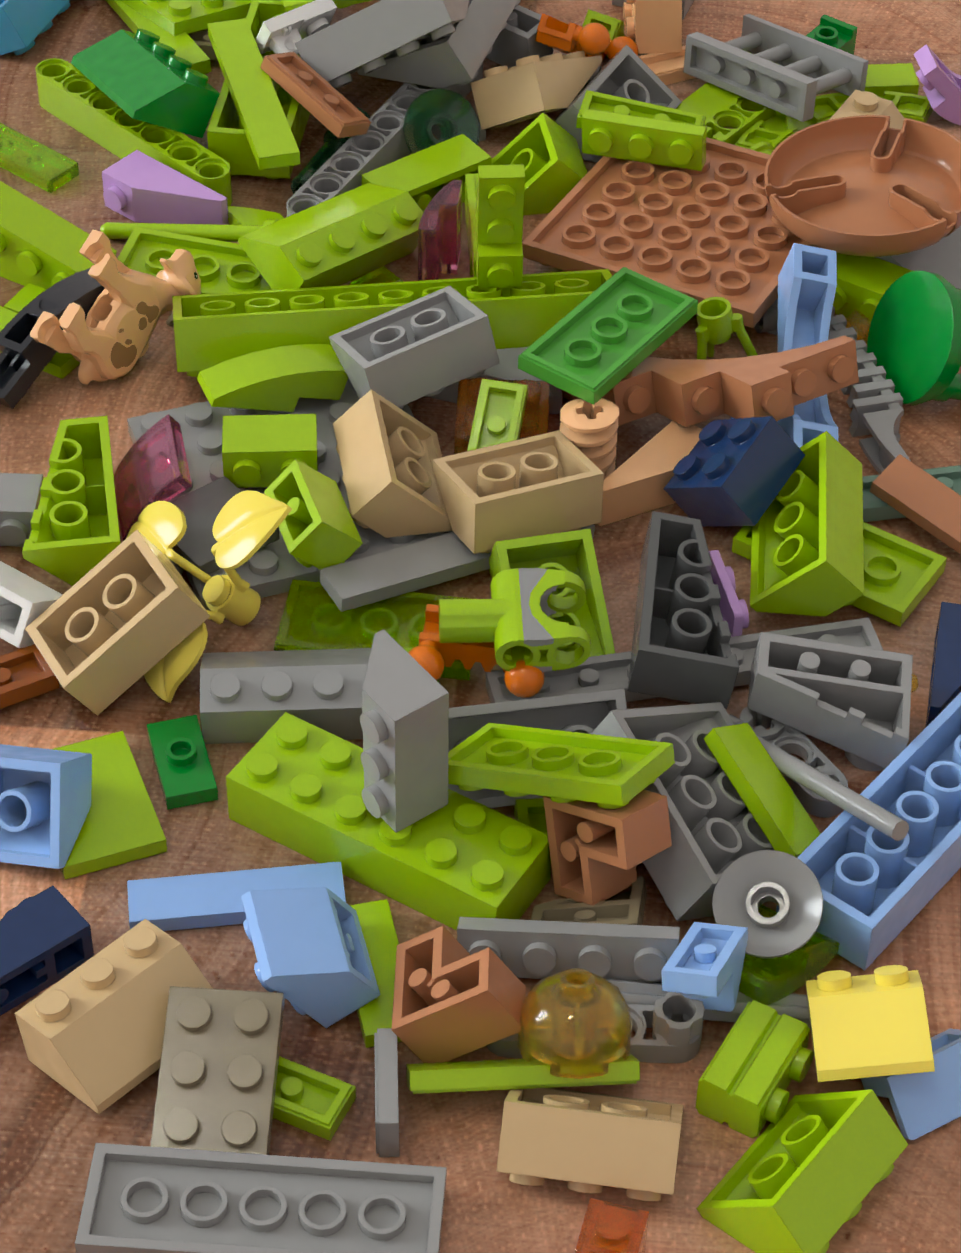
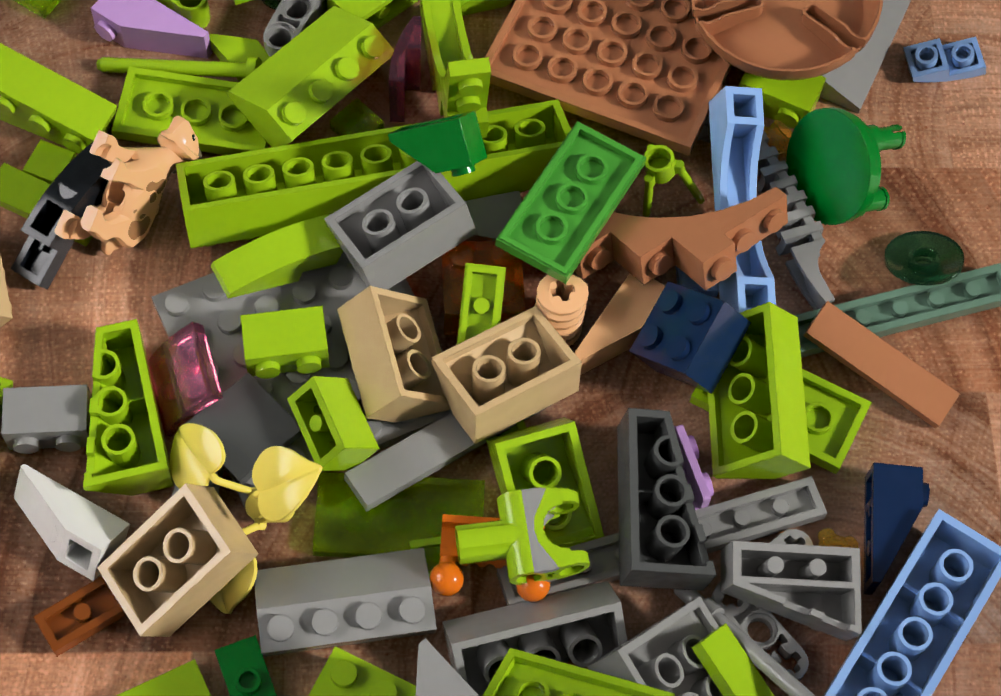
camera: 10 degrees left, 20 degrees up
(471, 265) = (443, 143): none -> green slope

